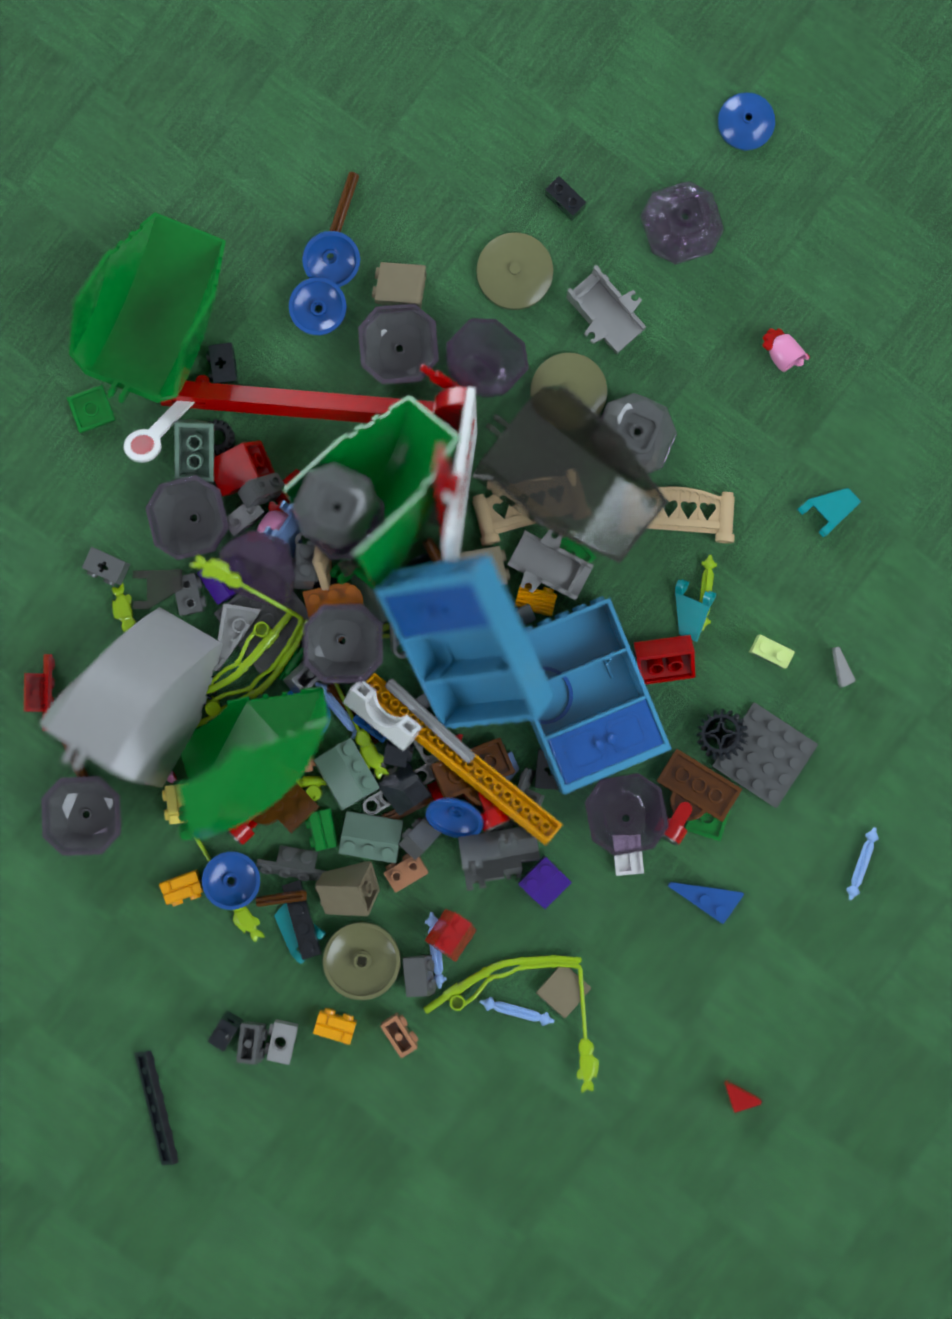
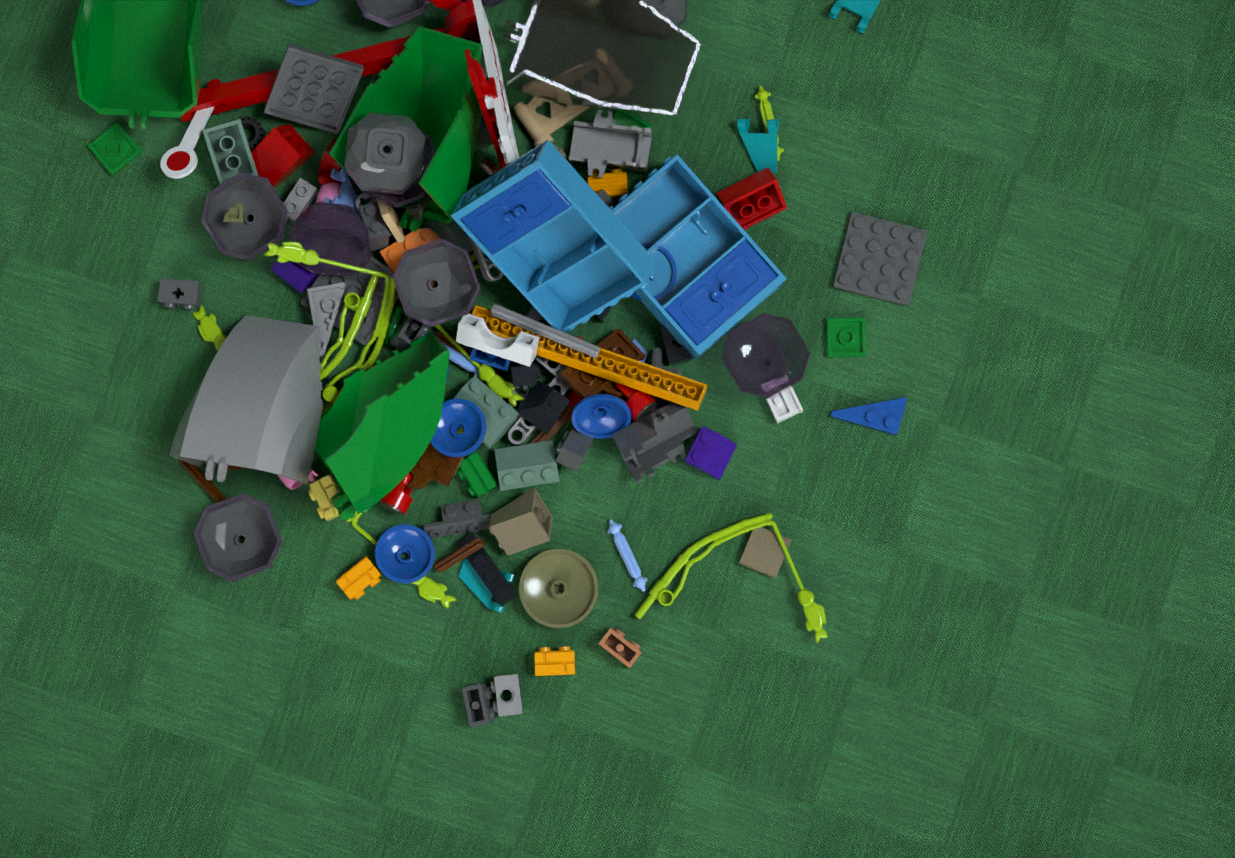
camera: 25 degrees left, 5 degrees down
(39, 688) = (155, 435): red bracket -> none
(156, 1107) = (406, 802): black plate -> none
(160, 586) = (239, 294): clear smoke flag -> none
(179, 512) = (235, 213): none -> olive tile
(189, 597) = (269, 293): dark grey brick -> none
(223, 352) = (224, 52): black brick -> none
(225, 1030) = (448, 704): black torso -> none
(261, 490) = (307, 167): dark grey brick -> none
(291, 418) = (313, 88): none -> dark grey plate
(315, 799) = (457, 415): none -> blue dish
(405, 872) = (572, 488): nougat brick -> none
(419, 975) = (620, 584): dark grey brick -> none
(451, 934) = (637, 531): red slope -> none
(517, 1011) = (727, 587): light blue wheel -> none
(694, 792) = (824, 317): reddish brown plate -> none
(719, 522) = (758, 52): tan piece -> none
(730, 735) = (817, 255): black gear -> none
(740, 1098) = (972, 596): red slope -> none
(772, 651) = (851, 157): yellowish green brick -> none
(843, 671) = (926, 152): light grey slope -> none
(862, 863) = (1010, 330): light blue wheel -> none

